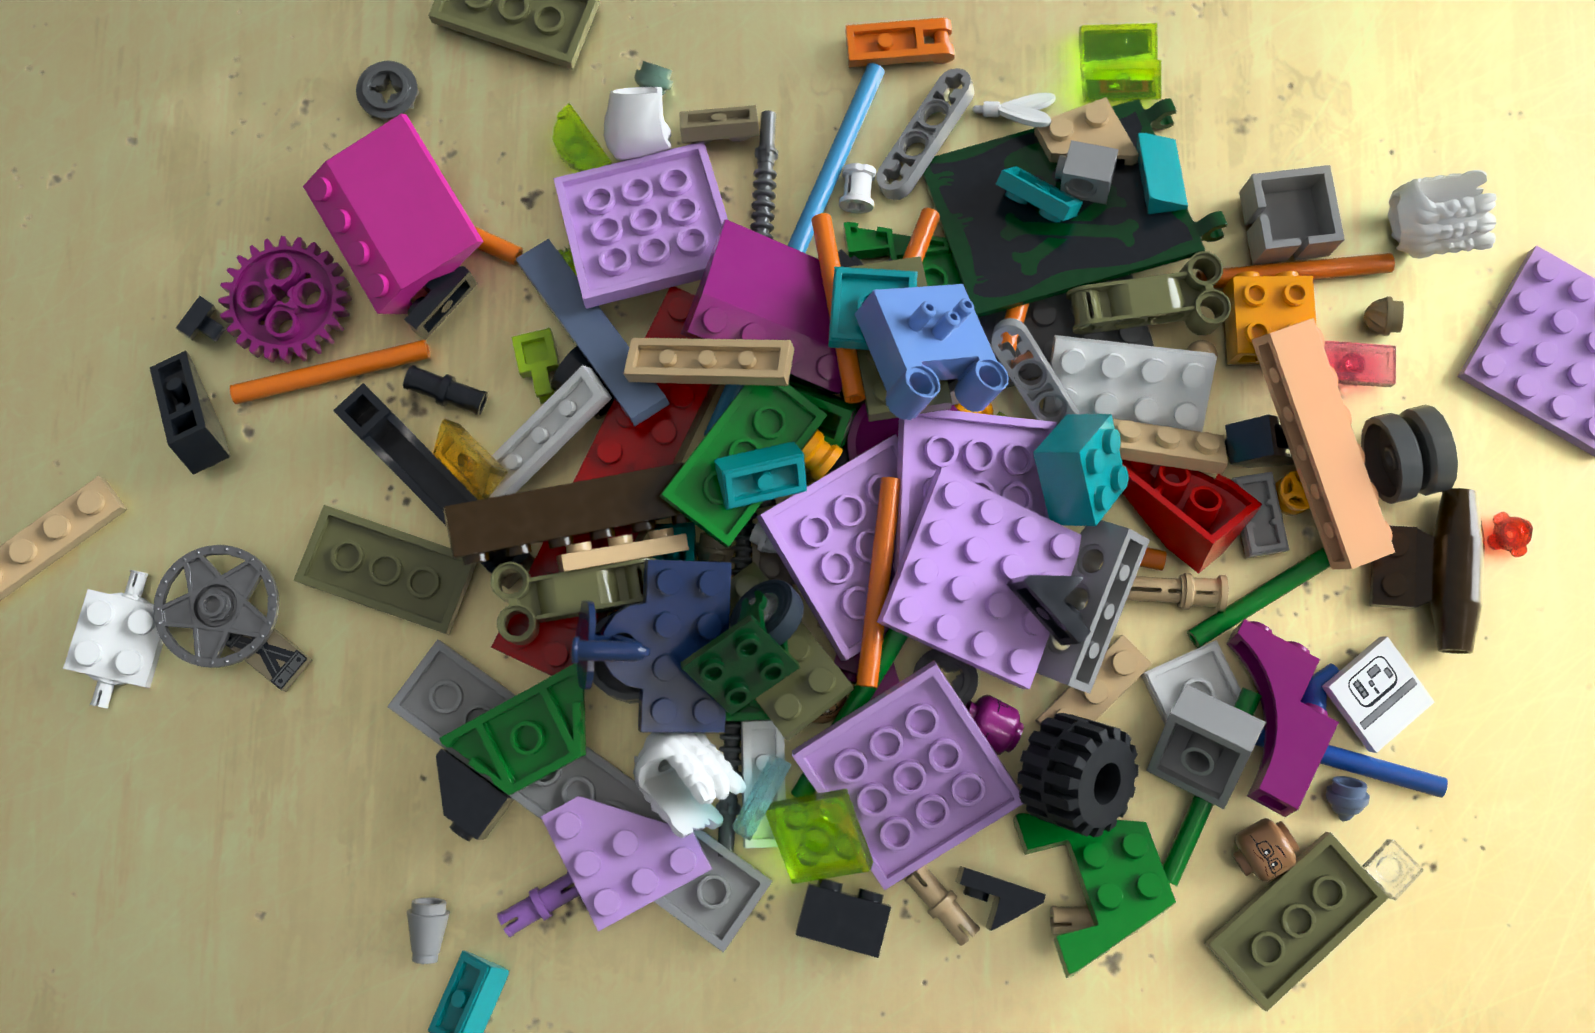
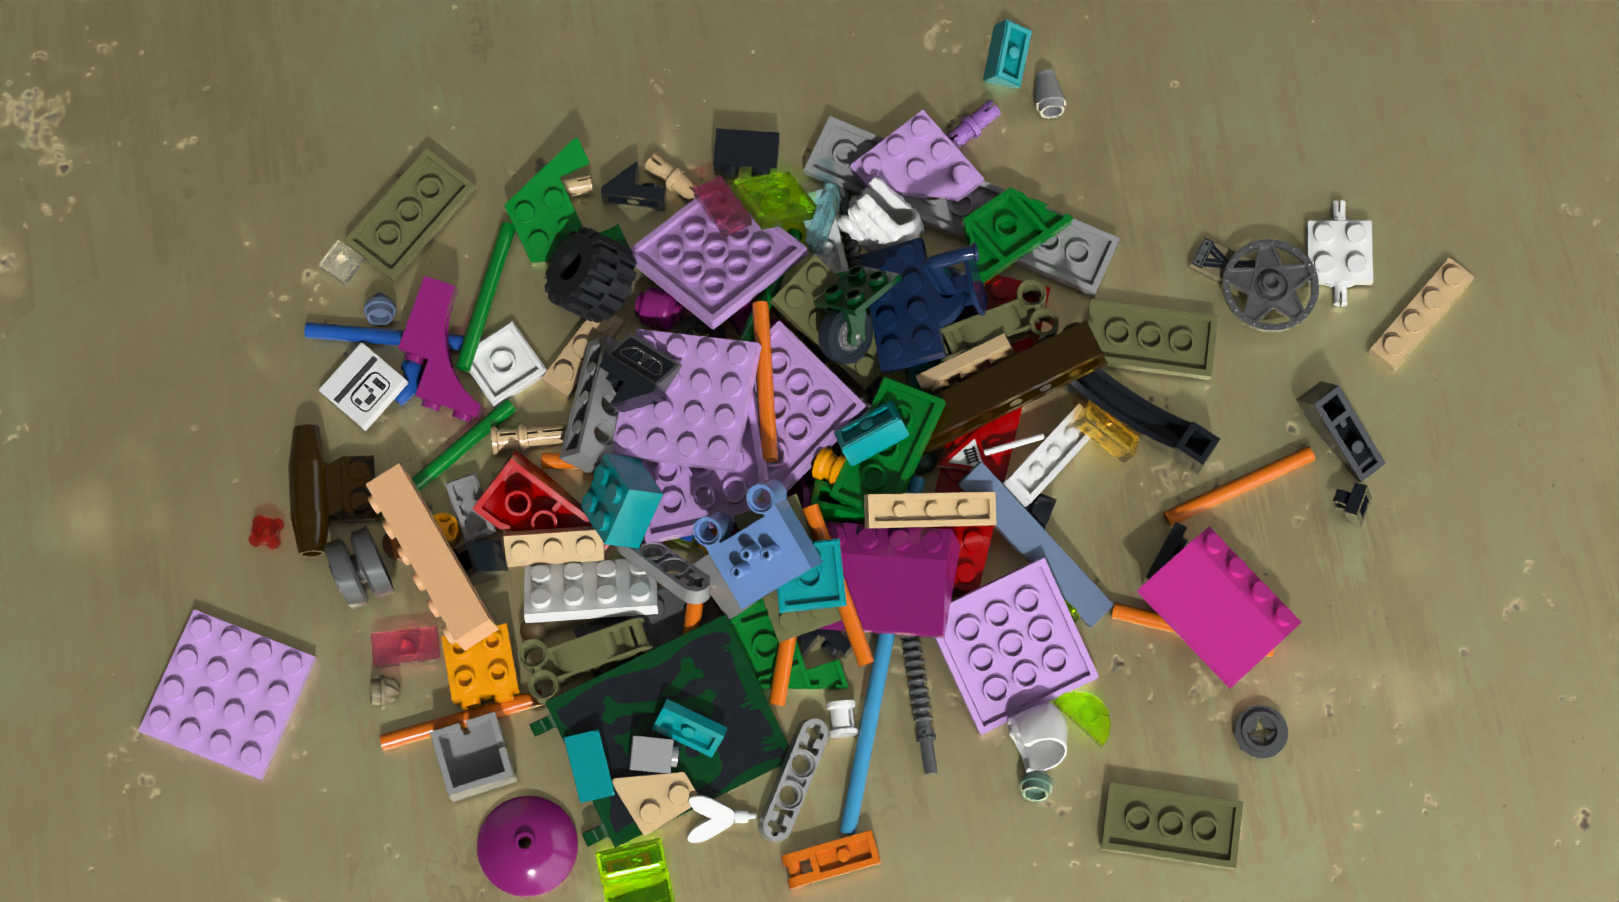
camera: 170 degrees right, 5 degrees down
(261, 277) = (1316, 548): magenta gear -> none
(445, 390) = (1142, 486): black pin -> none
(469, 798) = (1042, 182): black slope -> none
(537, 357) = (1074, 526): lime plate -> none
(641, 443) = (972, 452): none -> piece
(719, 123) = (971, 753): dark tan plate -> none
(889, 842) = (722, 206): none -> clear pink plate
(1029, 630) = (646, 361): none -> slope
(1205, 746) = (495, 317): light grey slope -> none
(1223, 139) = (533, 869): none -> magenta dish
(1265, 849) = (439, 257): medium nougat head -> none
(1443, 214) = (353, 794): white piece -> none

